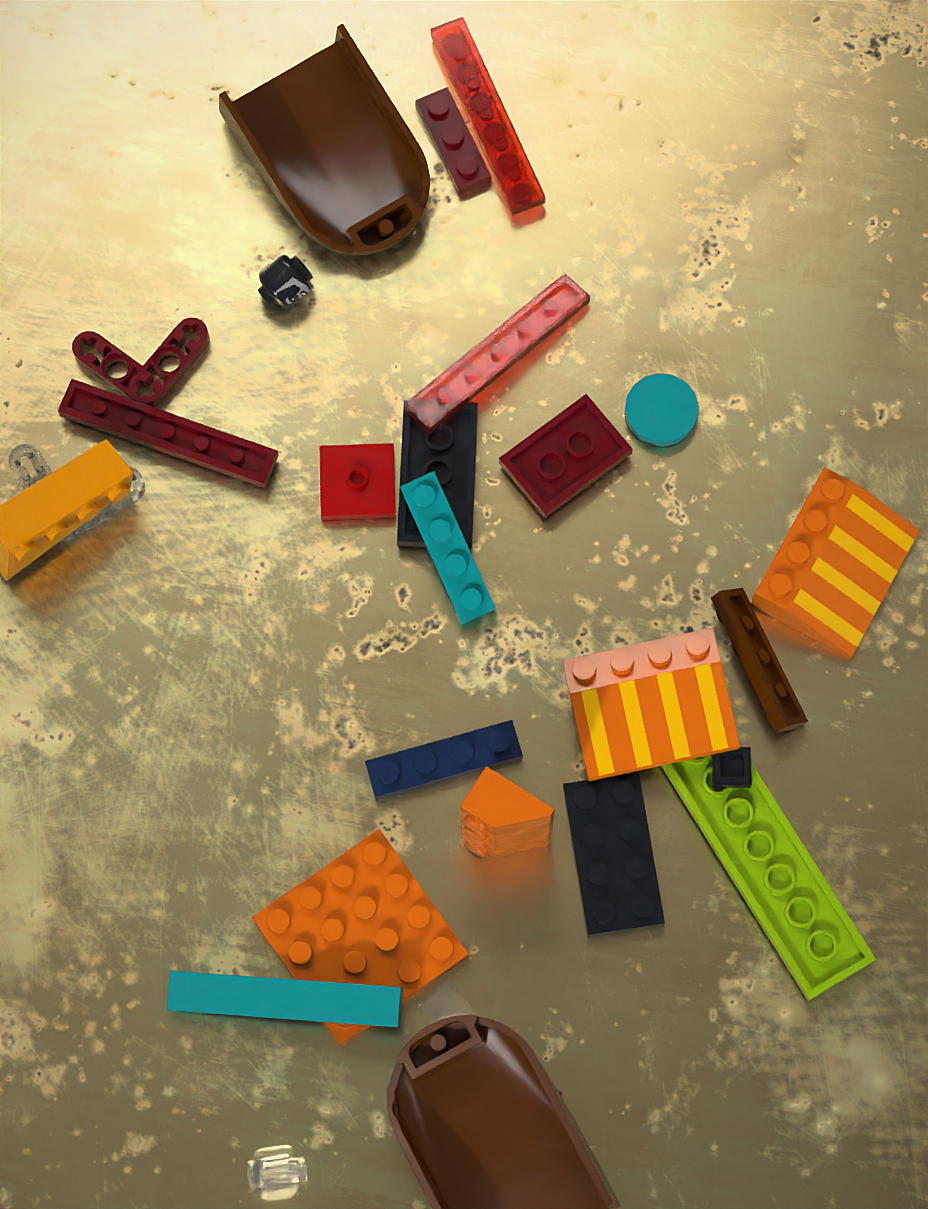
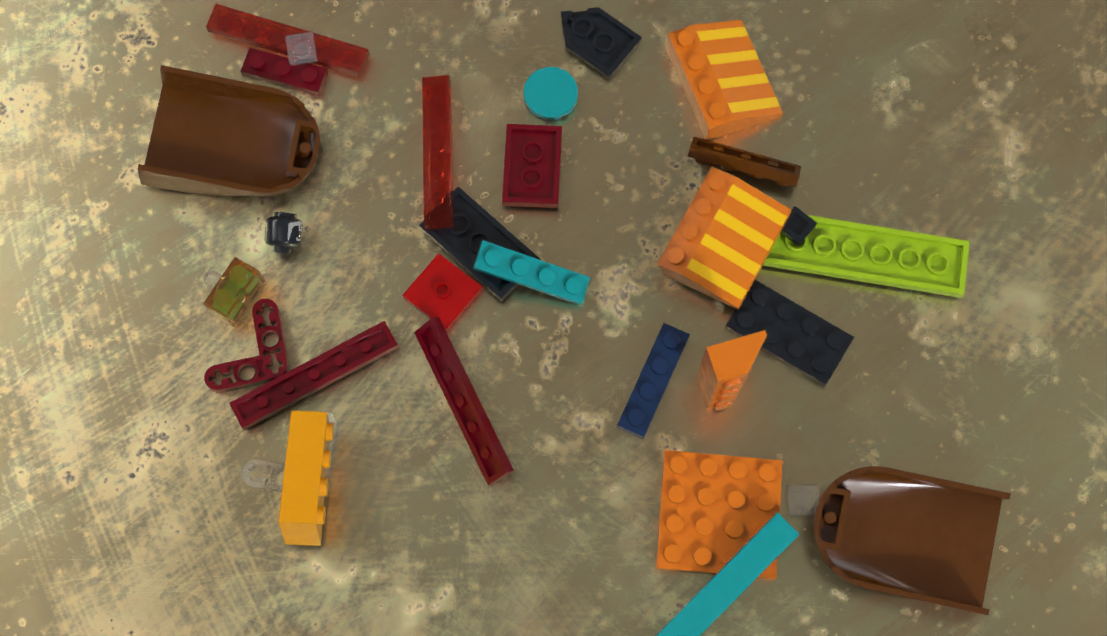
camera: 50 degrees left, 0 degrees up
(183, 285) = (232, 290): none -> clear orange piece
(262, 593) = (463, 401): none -> dark red plate
(484, 134) = (301, 48): none -> clear plate
(764, 407) = (598, 39): none -> black tile

